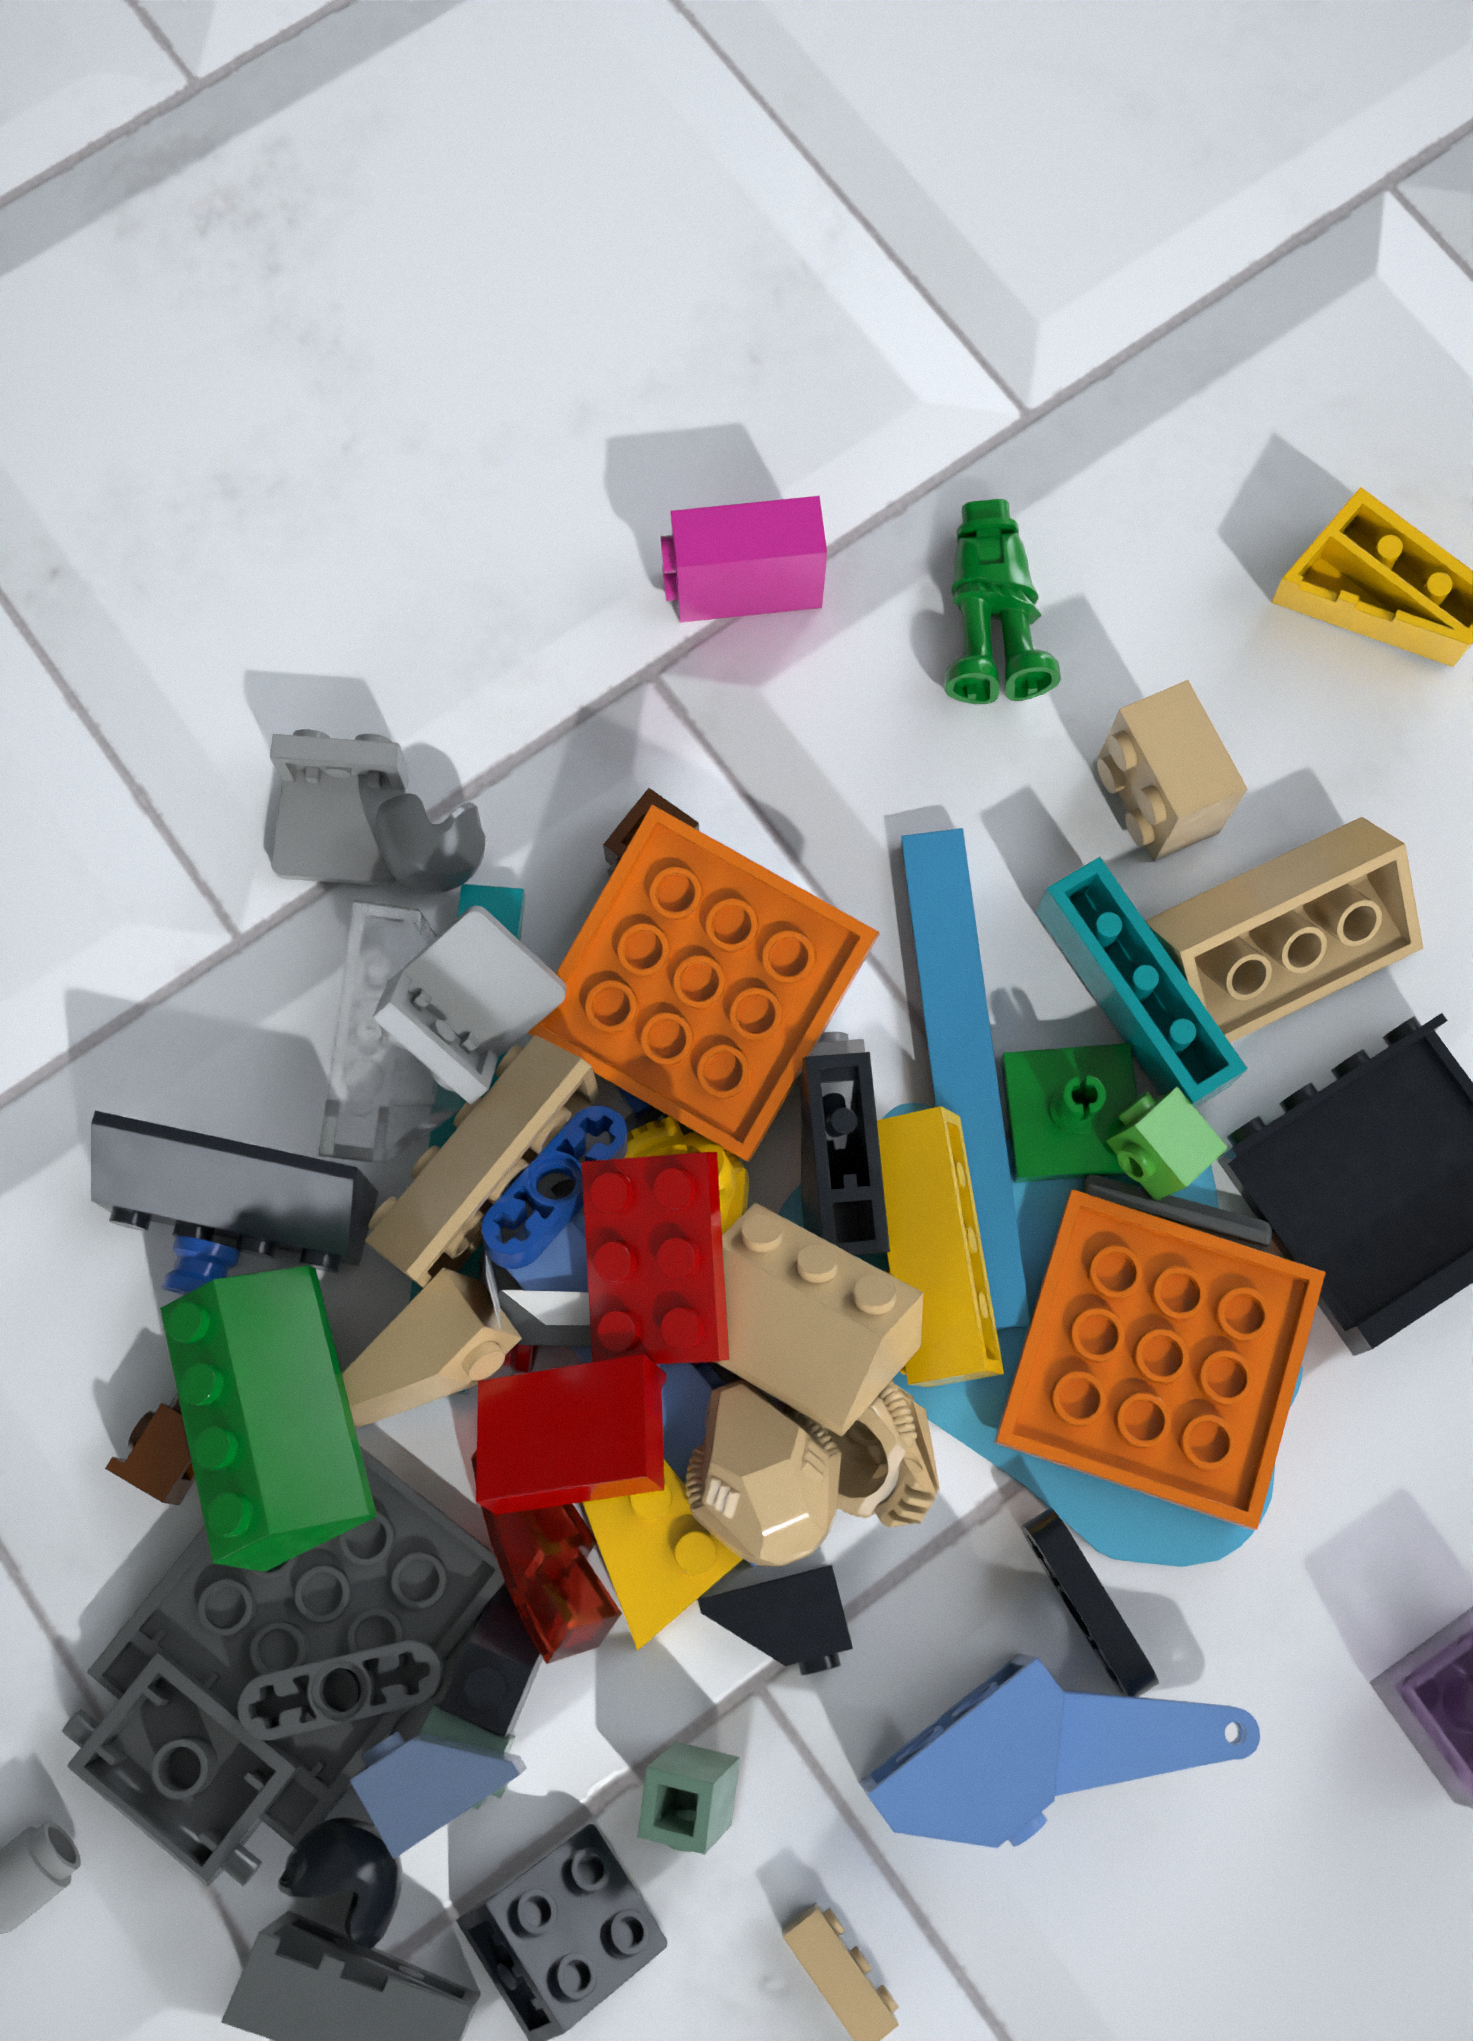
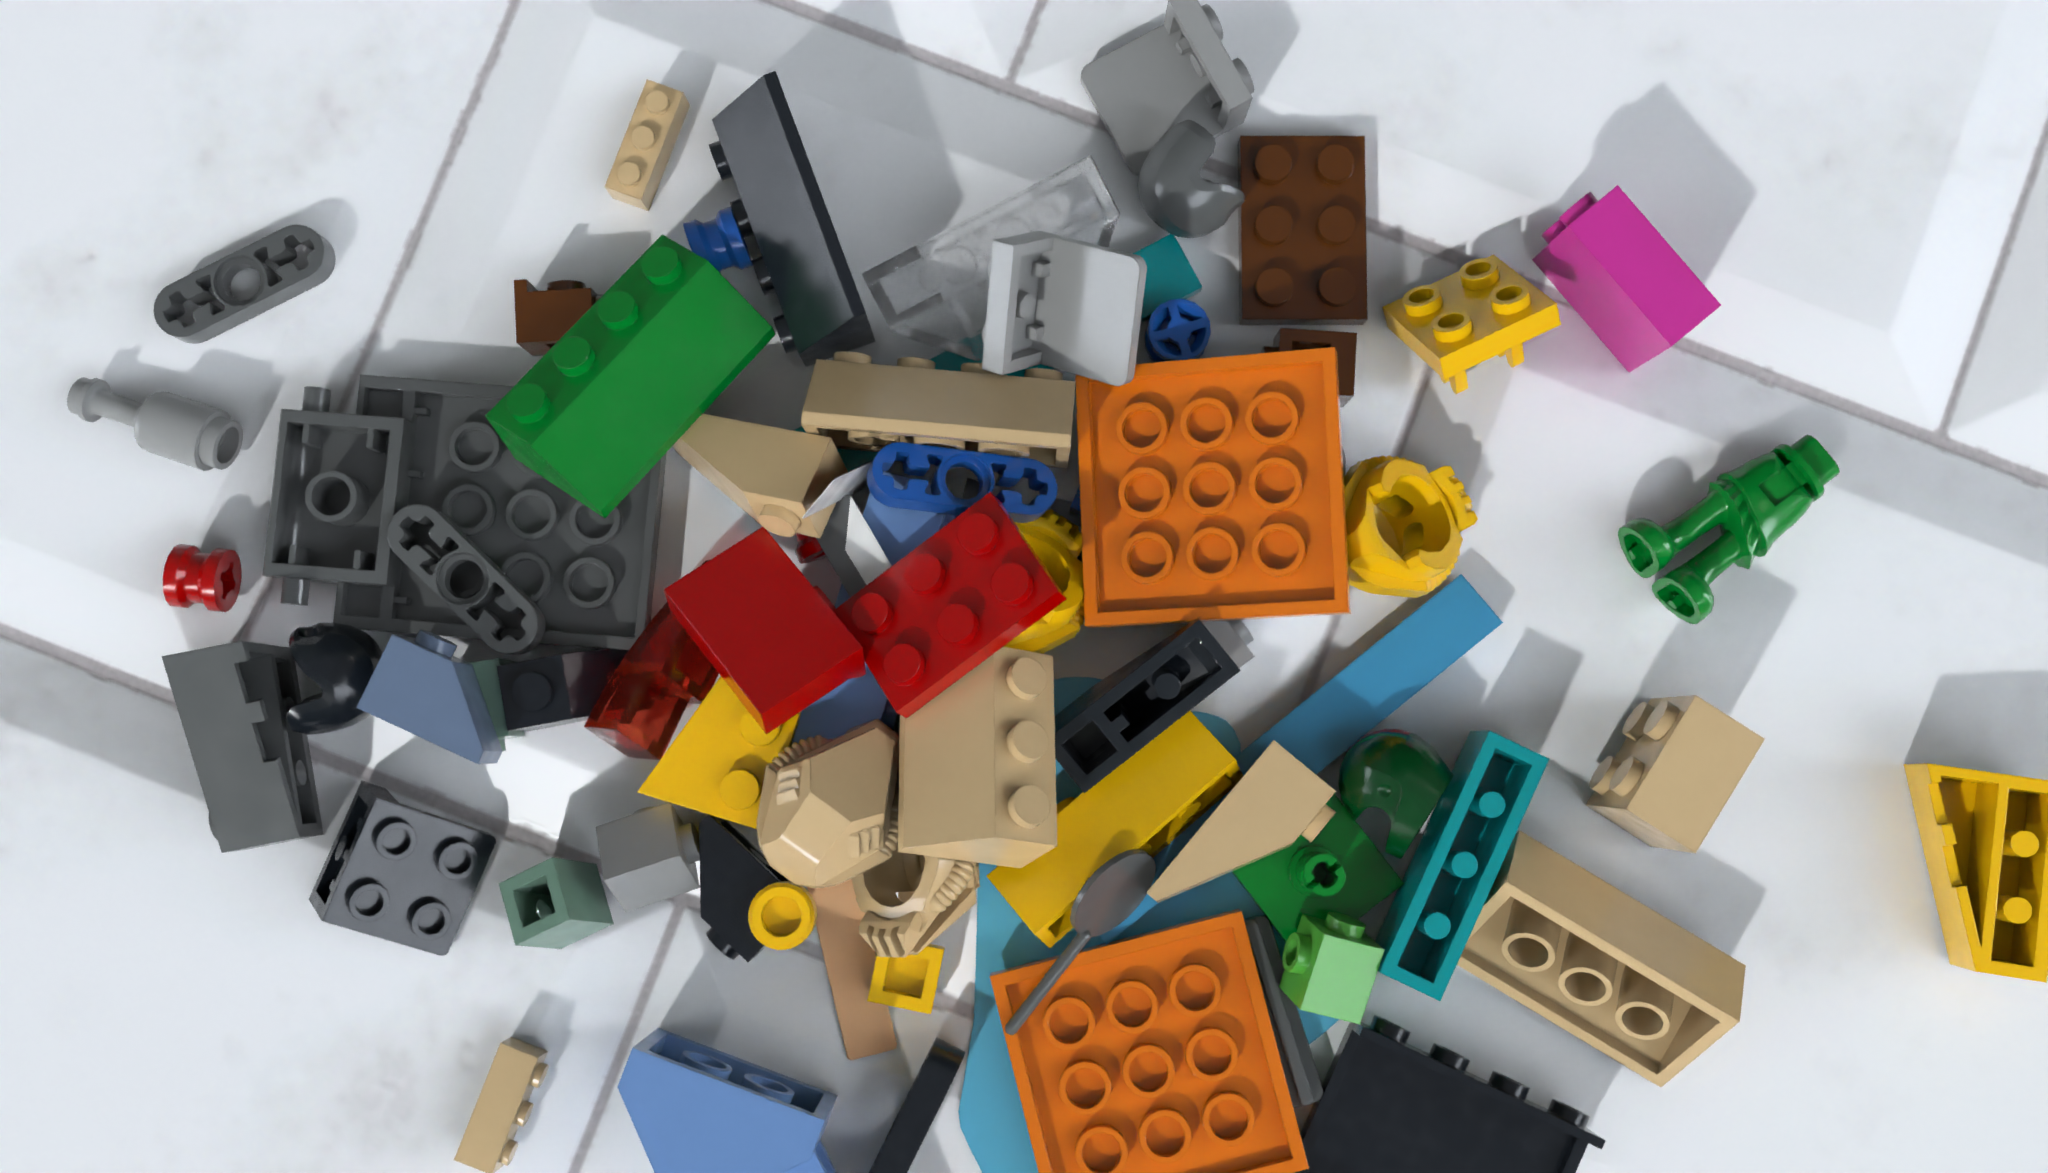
camera: 55 degrees right, 10 degrees up
(69, 1277) = (647, 145): none -> tan piece
(166, 1952) = (202, 578): none -> red wheel
(532, 781) = (1302, 230): none -> reddish brown plate
(548, 920) = (1176, 322): none -> blue wheel
(698, 694) = (1471, 318): none -> yellow plate
(700, 1681) = (648, 856): none -> light grey brick
(831, 1587) = (782, 915): none -> yellow tile
(833, 850) = (1403, 525): none -> yellow helmet
(913, 1566) = (850, 968): none -> light nougat sticker
(954, 1519) = (907, 980): none -> yellow plate
(997, 1304) = (1099, 907): none -> dark grey piece
(1002, 1121) = (1256, 819): none -> tan slope
(1034, 988) = (1397, 775): none -> dark green helmet

